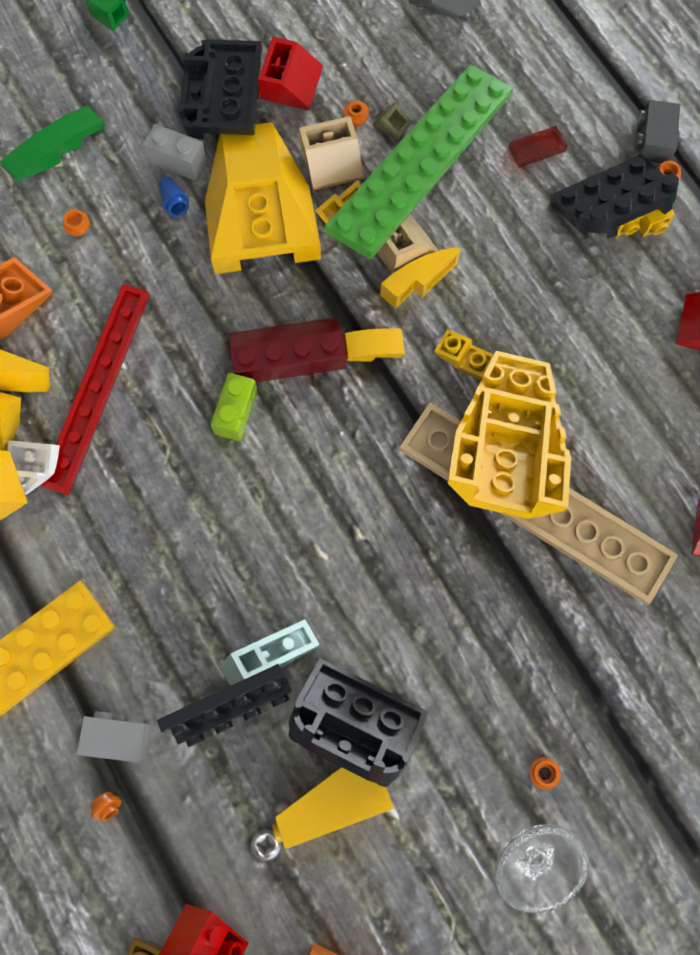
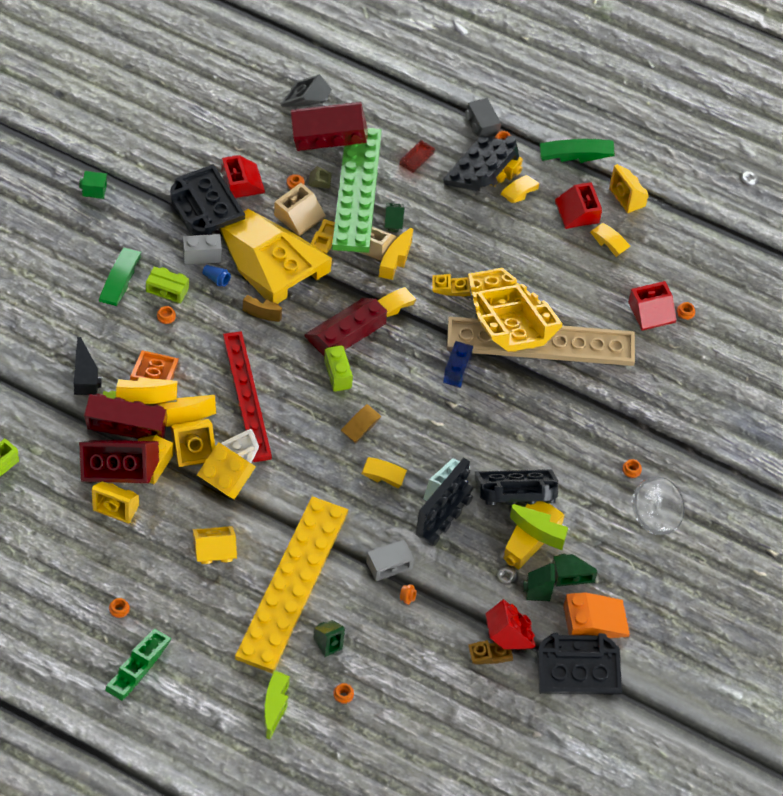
camera: 35 degrees left, 20 degrees down
(102, 181) = (167, 284): none -> lime brick
(197, 273) = (267, 311): none -> pearl gold slope
(197, 594) = (382, 470): none -> yellow slope
(213, 504) = (361, 423): none -> pearl gold slope
(289, 902) = (540, 583): none -> dark green slope
(338, 819) = (539, 526): none -> lime slope
(351, 899) = (572, 570): none -> dark green slope
(397, 481) = (458, 364): none -> clear blue brick
(439, 52) = (329, 126): none -> dark red slope
(450, 218) = (394, 216): none -> dark green slope
(643, 256) = (519, 188): none -> yellow slope

